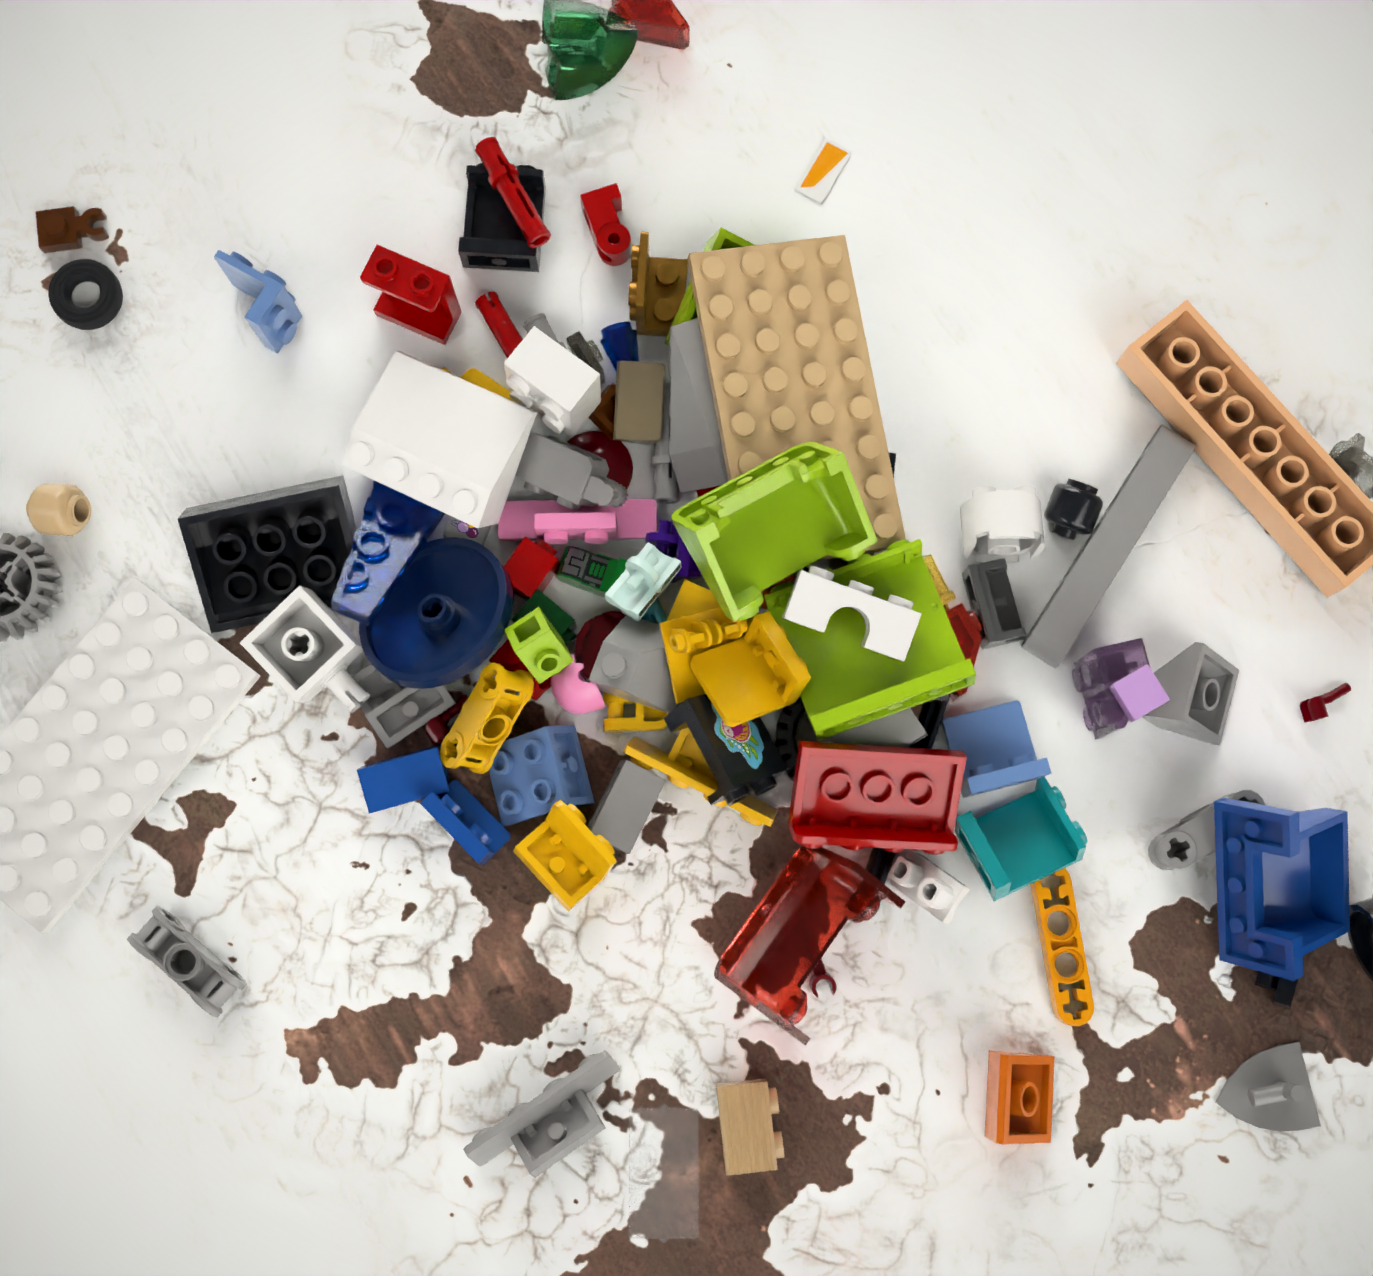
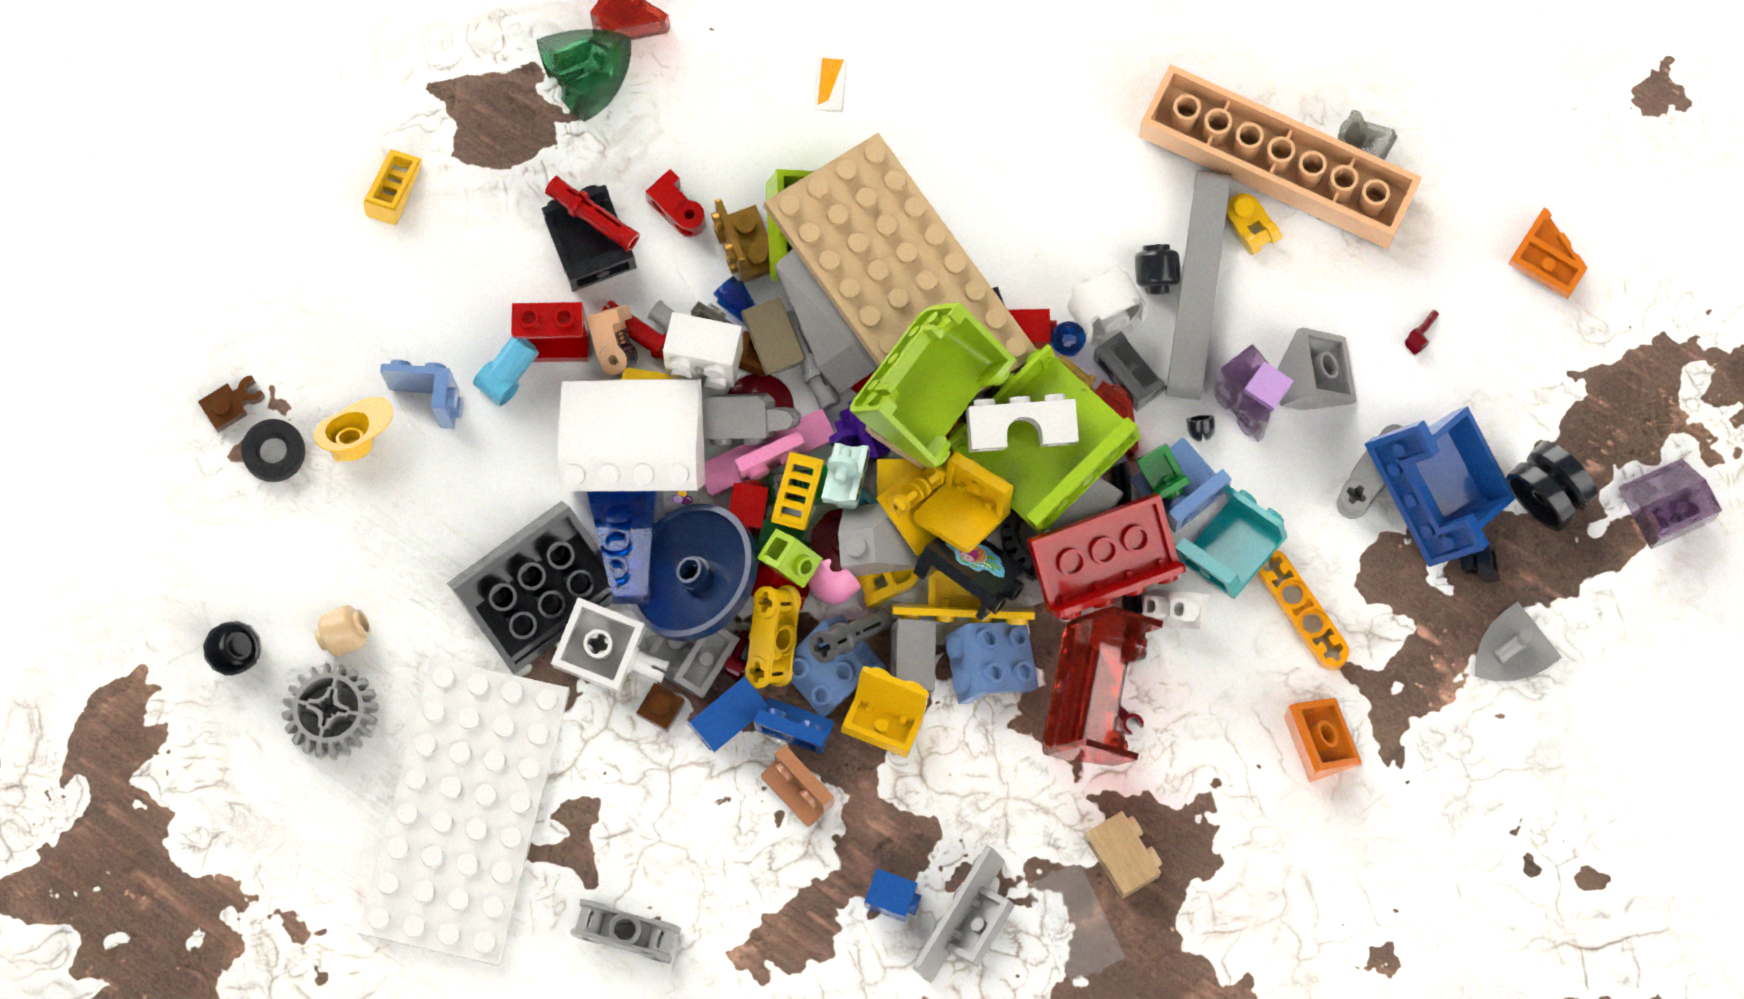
camera: 20 degrees left, 5 degrees down
(169, 309) = (352, 431): none -> yellow piece
(320, 101) = (385, 206): none -> yellow slope
(342, 737) = (660, 707): none -> reddish brown plate
(345, 319) = (500, 377): none -> medium azure piece
(438, 890) = (797, 787): none -> nougat bracket
(474, 332) = (612, 339): none -> light nougat leg
(482, 1055) = (892, 896): none -> blue brick
(554, 756) = (843, 637): none -> dark grey pin
(573, 567) = (785, 487): none -> yellow slope
(705, 848) = (990, 660): none -> medium blue bracket
(917, 513) = (1035, 324): none -> red brick
(945, 533) = (1066, 332): none -> clear blue cone
(980, 731) = (1162, 472): none -> green bracket
(1042, 697) = (1201, 425): none -> black hinge
(1193, 492) = (1246, 212): none -> yellow plate

